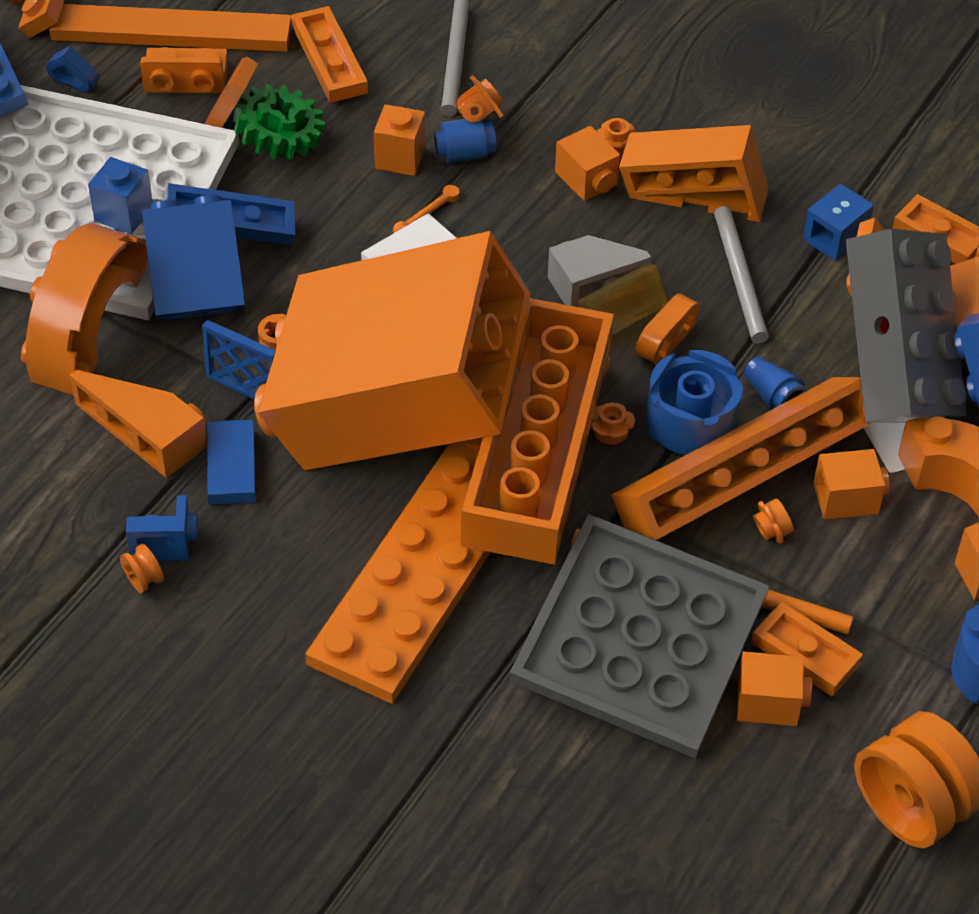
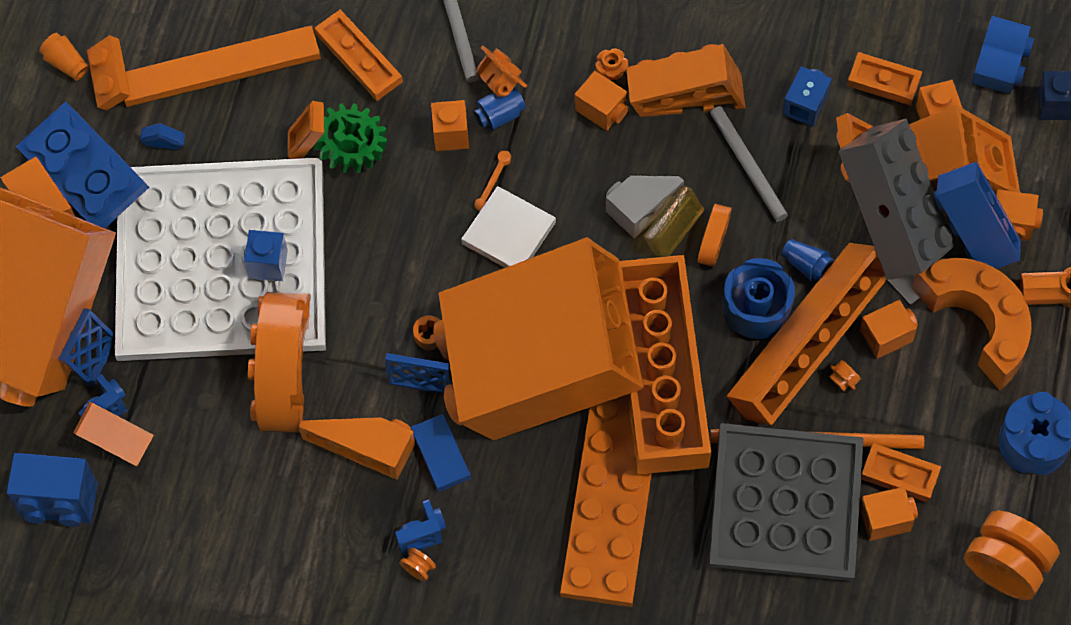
camera: 15 degrees left, 15 degrees up
(184, 70) = (250, 105): orange bracket -> none
(193, 258) = (346, 295): blue panel -> none
(253, 216) = (350, 240): blue plate -> none
(612, 423) = (709, 333): orange plate -> none

